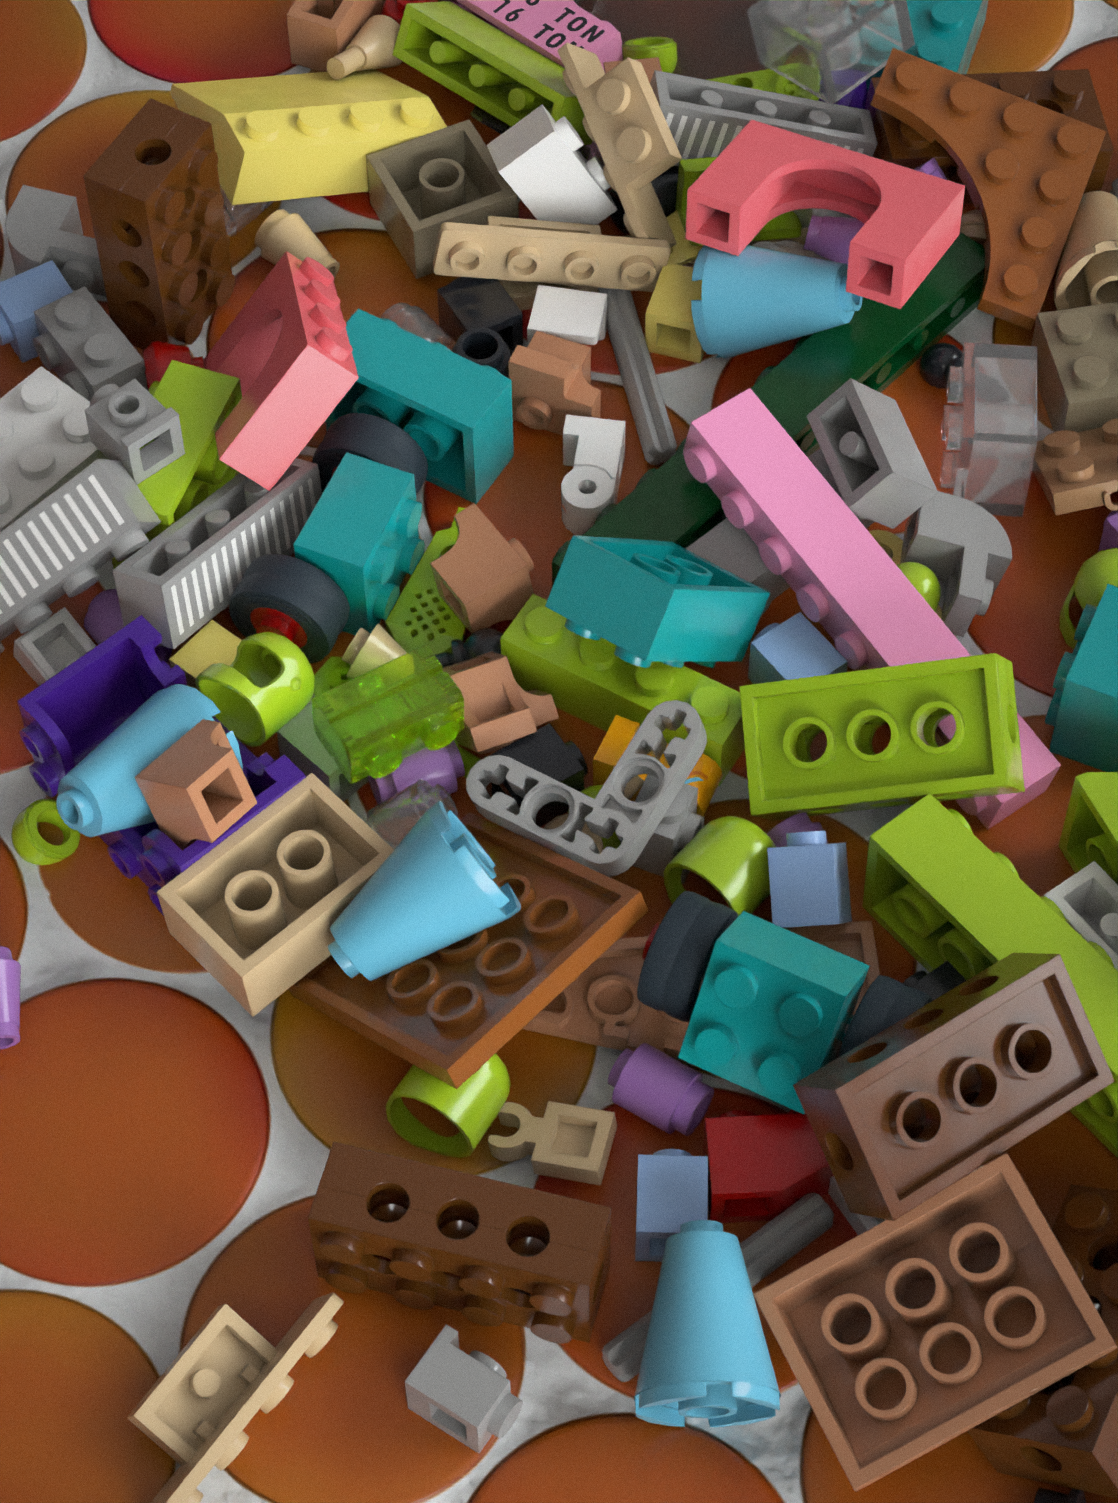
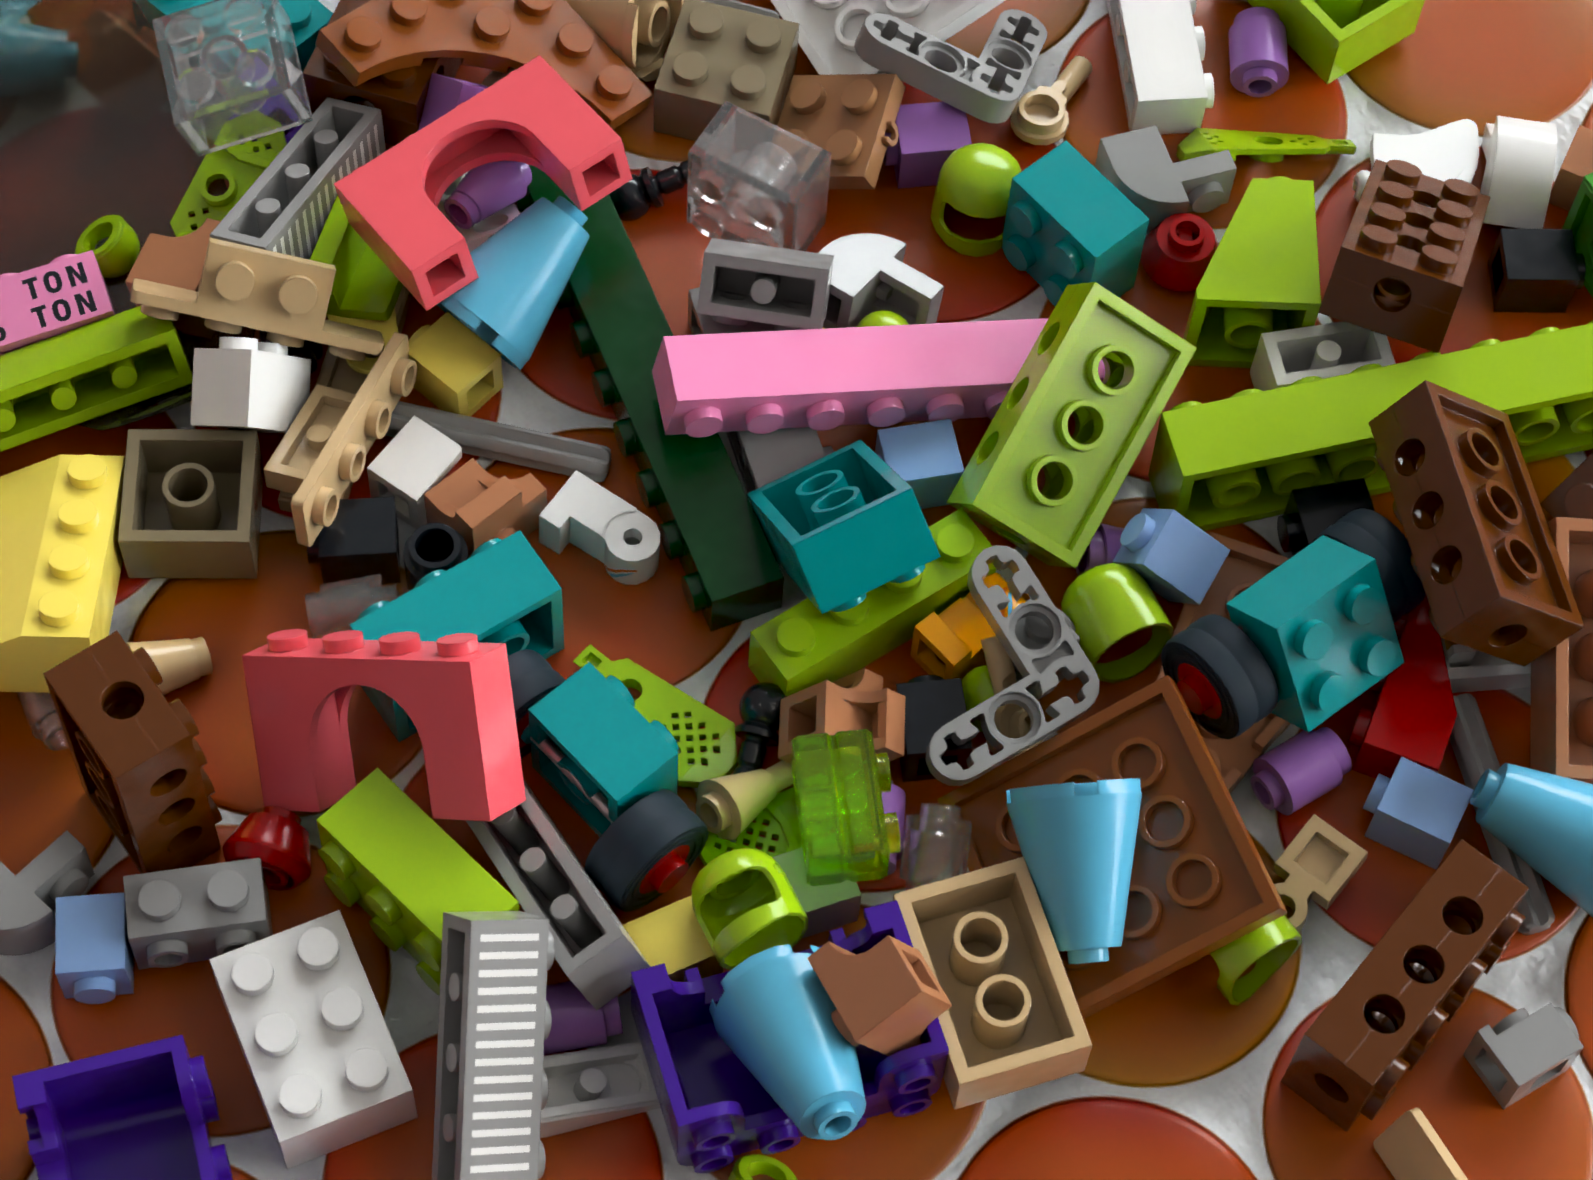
camera: 70 degrees left, 5 degrees up
(129, 418) = (416, 902): light grey brick -> none
(483, 573) = (692, 663): nougat brick -> none

